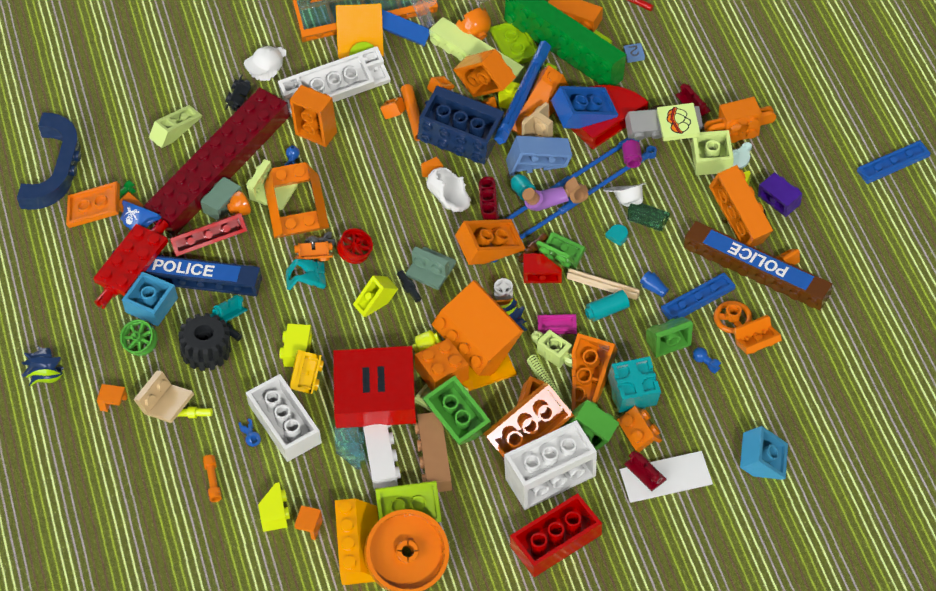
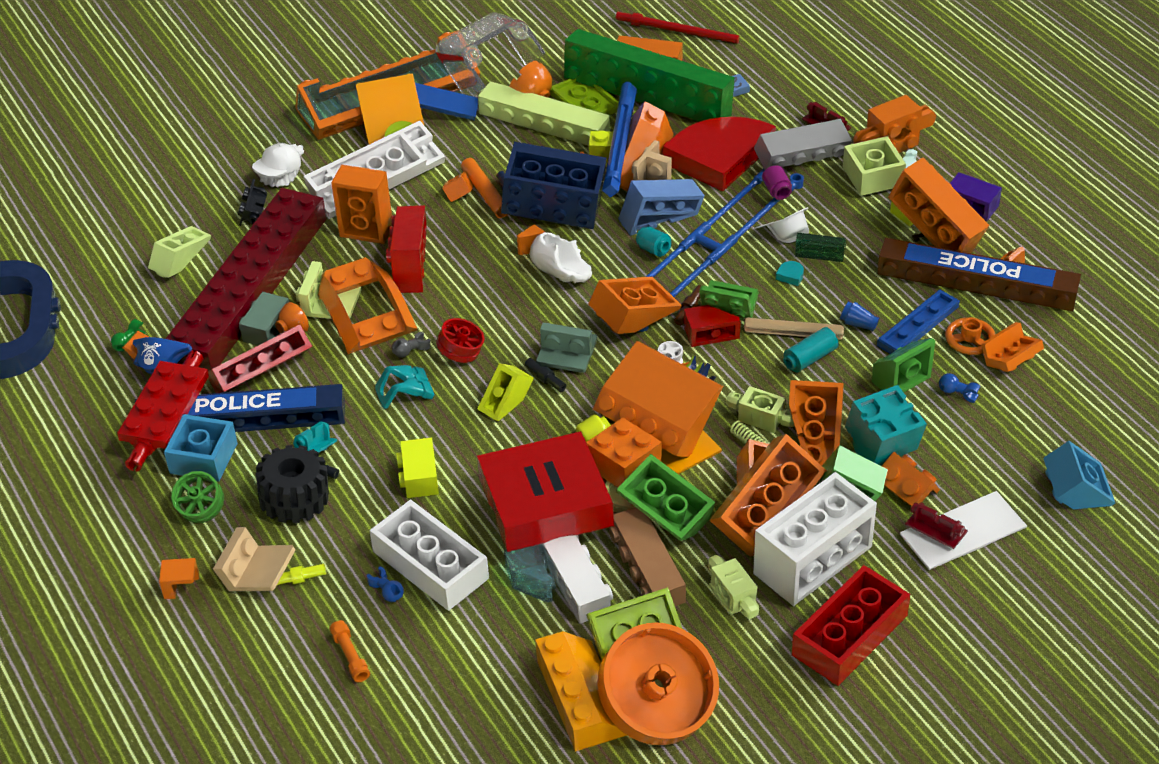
camera: 15 degrees left, 10 degrees down
(42, 366) = (70, 555): dark blue hair -> none
(93, 204) = (92, 354): orange tile -> none
(272, 509) = (449, 673): neon yellow slope -> none
(292, 153) = (343, 255): blue arm -> none
(305, 372) = (443, 492): yellow hinge -> none
(309, 520) = (505, 673): orange panel -> none
(321, 251) = (417, 354): orange hinge -> none
(339, 157) = (407, 248): none -> red wedge
(440, 81) = (502, 155): orange slope -> none
(484, 73) = (567, 122): orange brick -> none
(486, 487) = (733, 586): none -> yellowish green piece
(488, 199) = (615, 257): dark red beam -> none
(544, 199) = (681, 249): piece -> none
(558, 323) = (761, 379): dark pink tile -> none
(583, 106) = (699, 140): blue slope -> none
(678, 122) = (824, 135): yellowish green tile -> none
(893, 162) = (1089, 144): blue tile -> none

